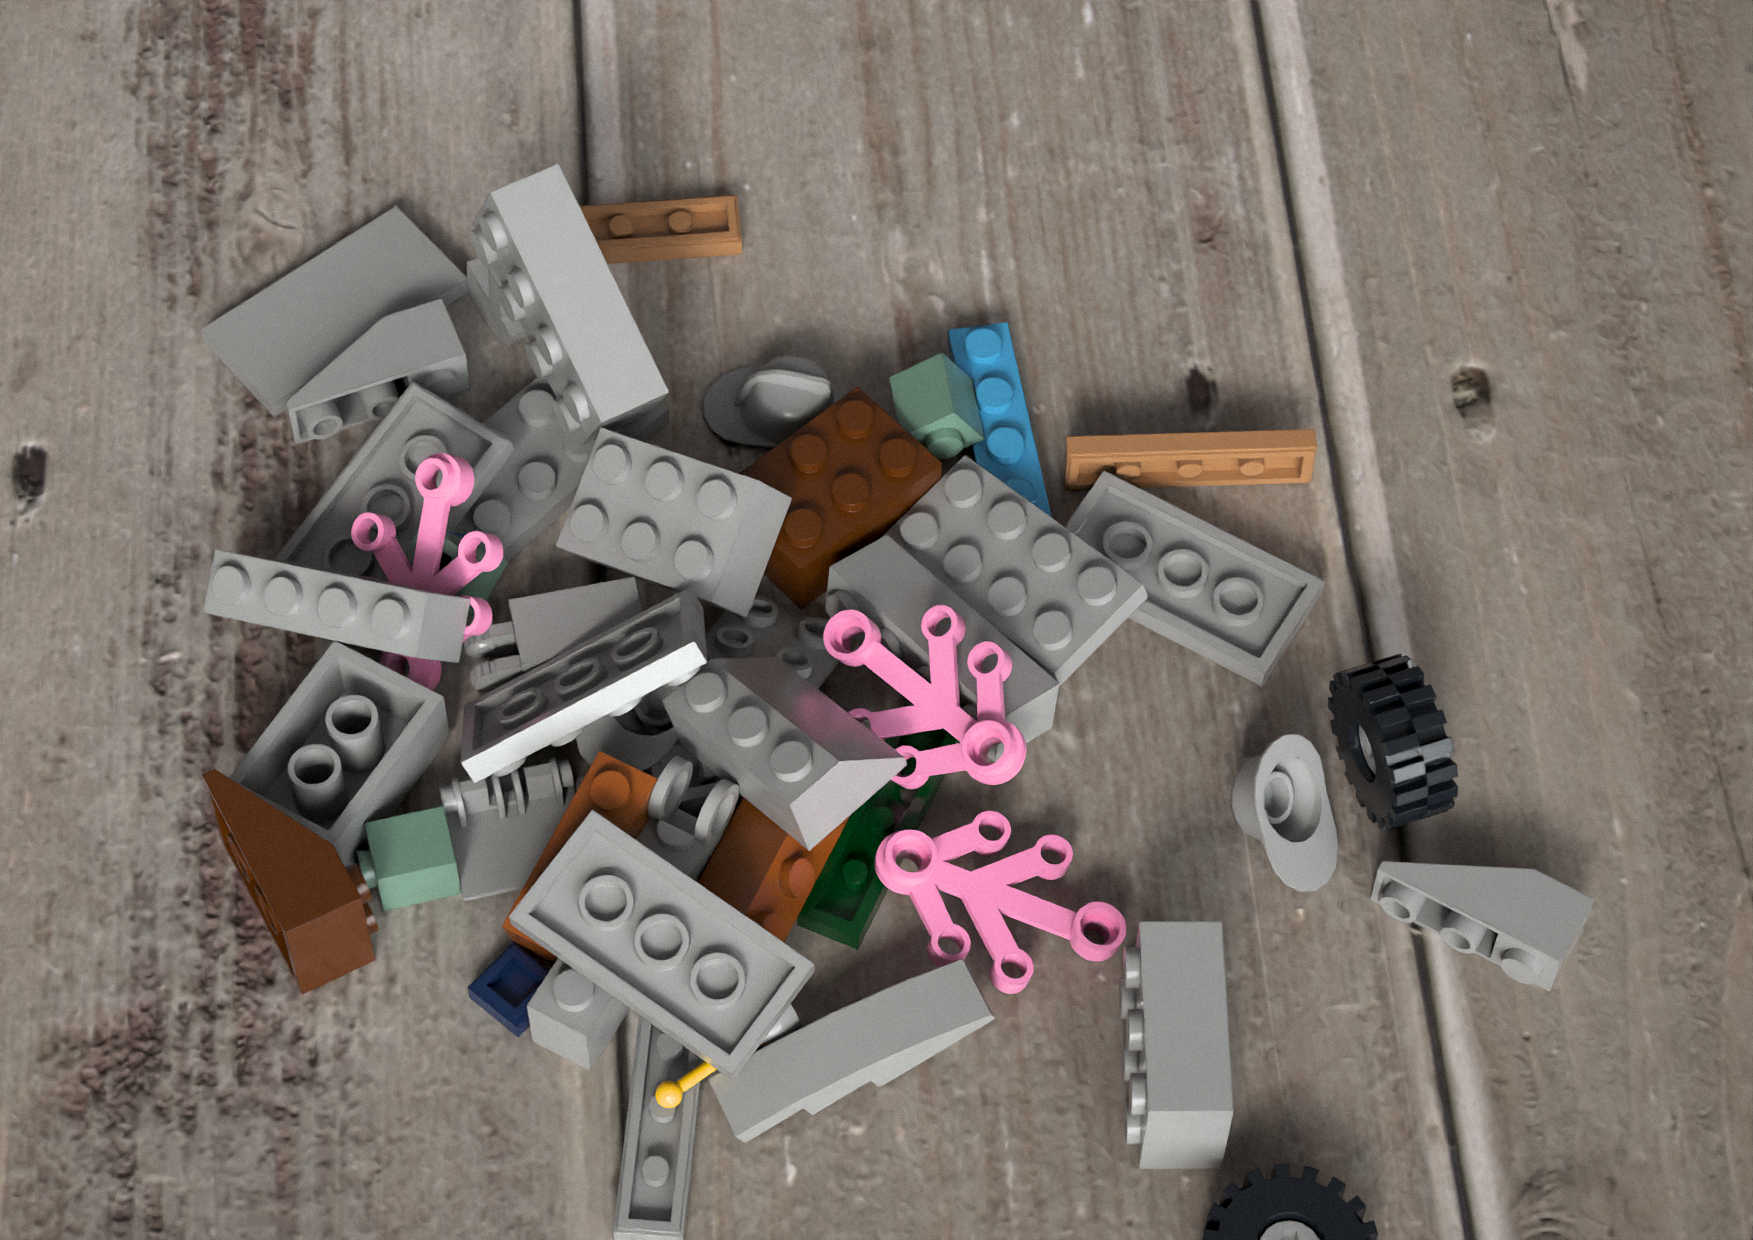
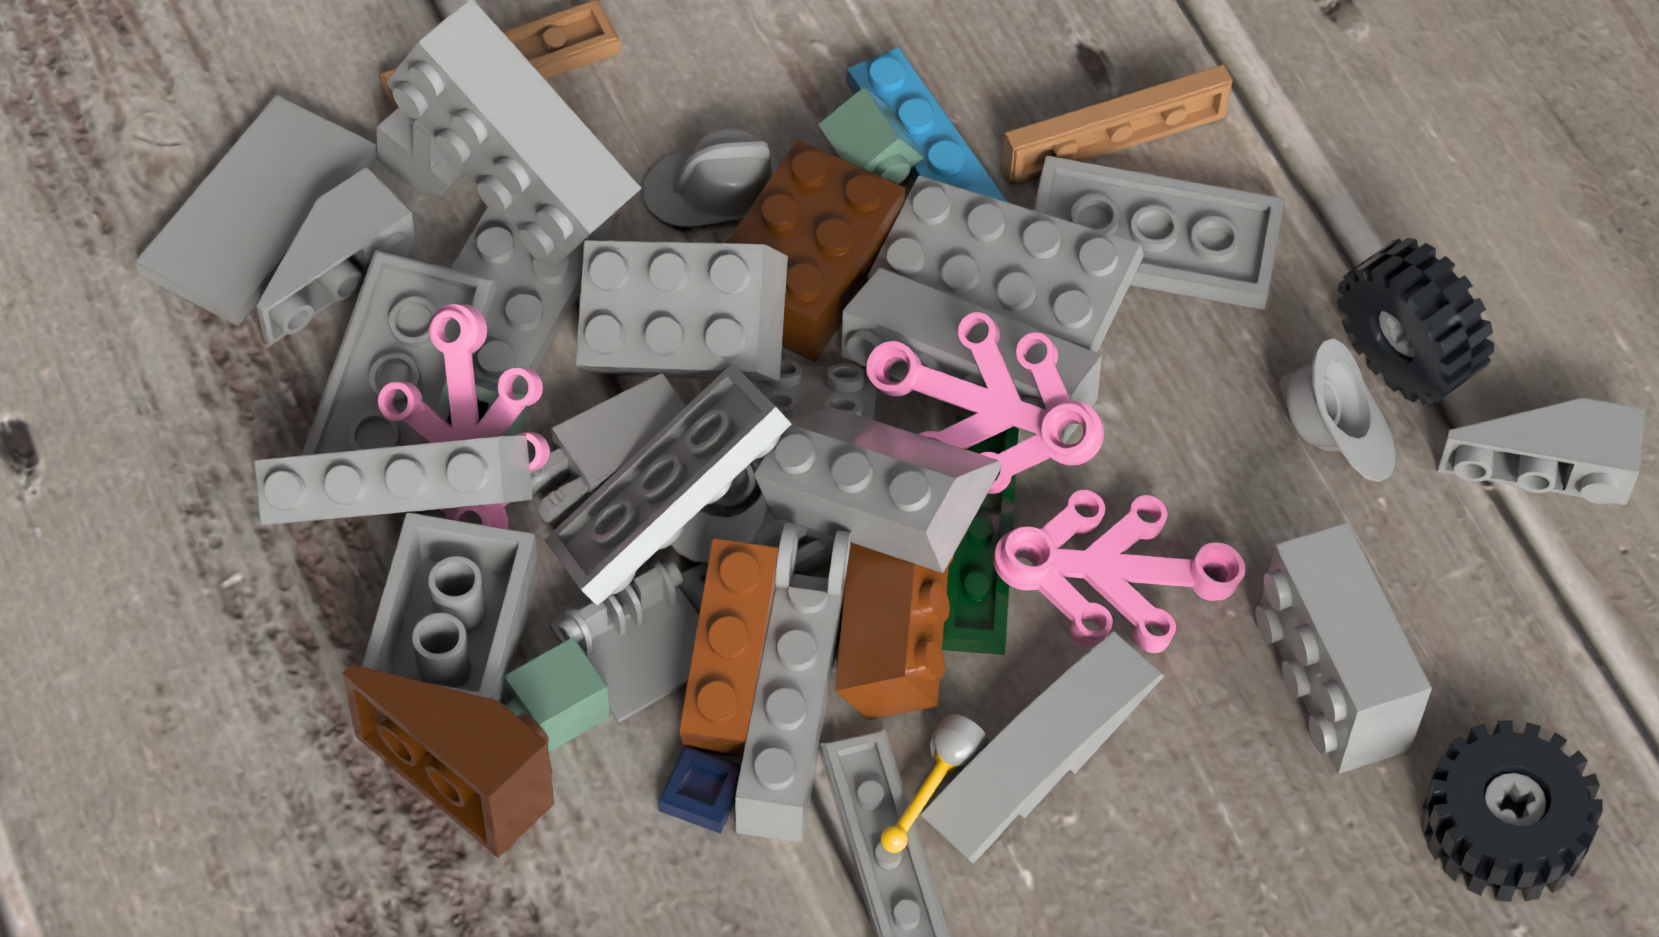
camera: 20 degrees left, 0 degrees up
(662, 944) = (847, 698): light grey plate -> none

